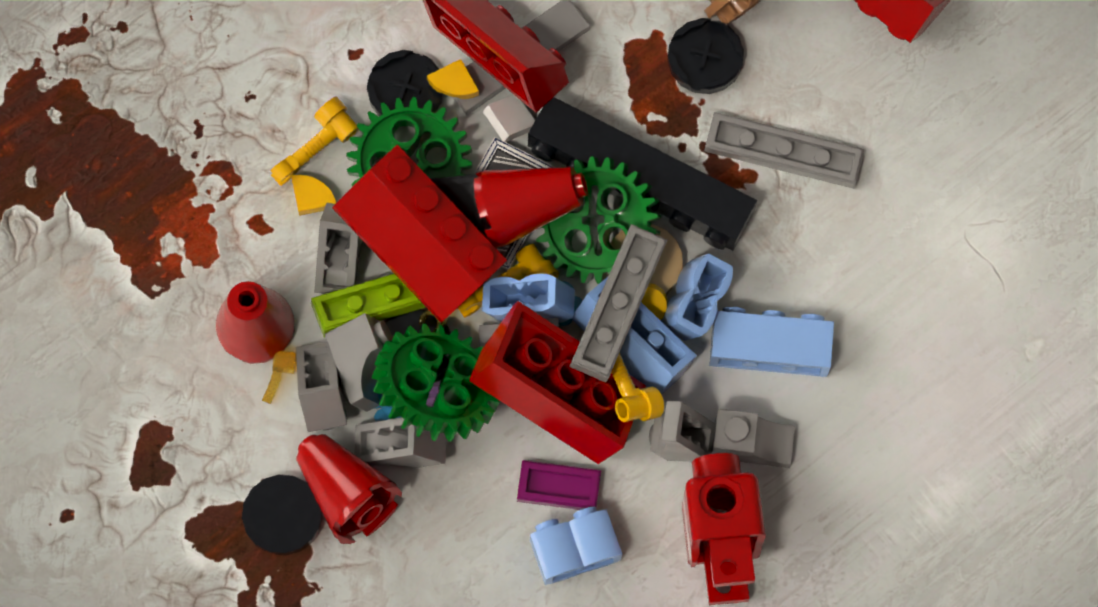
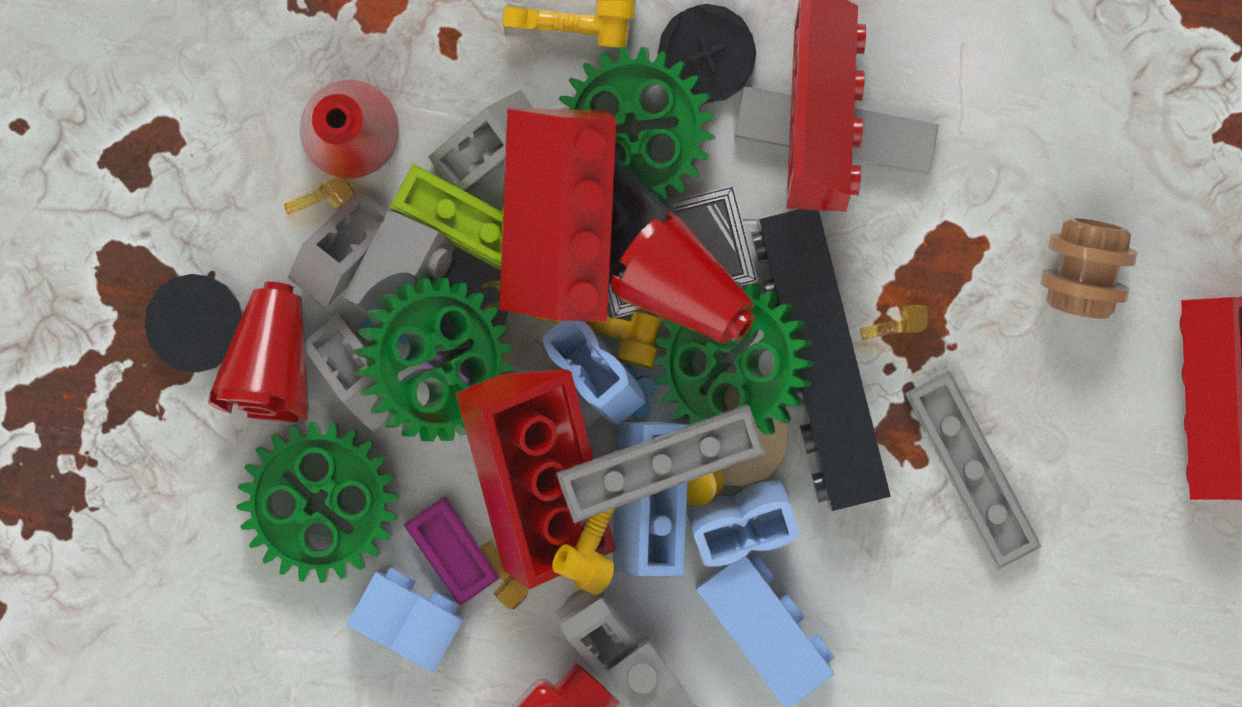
camera: 50 degrees right, 15 degrees up
(311, 194) = (519, 64): yellow tile -> none
(454, 81) = (750, 97): yellow tile -> none
(460, 570) = (289, 536): none -> green gear
(509, 117) = (763, 183): white tile -> none
(614, 469) = (510, 592): none -> clear yellow hand
(667, 108) = (913, 320): none -> clear yellow hand
(705, 56) = (1001, 310): black tile -> none

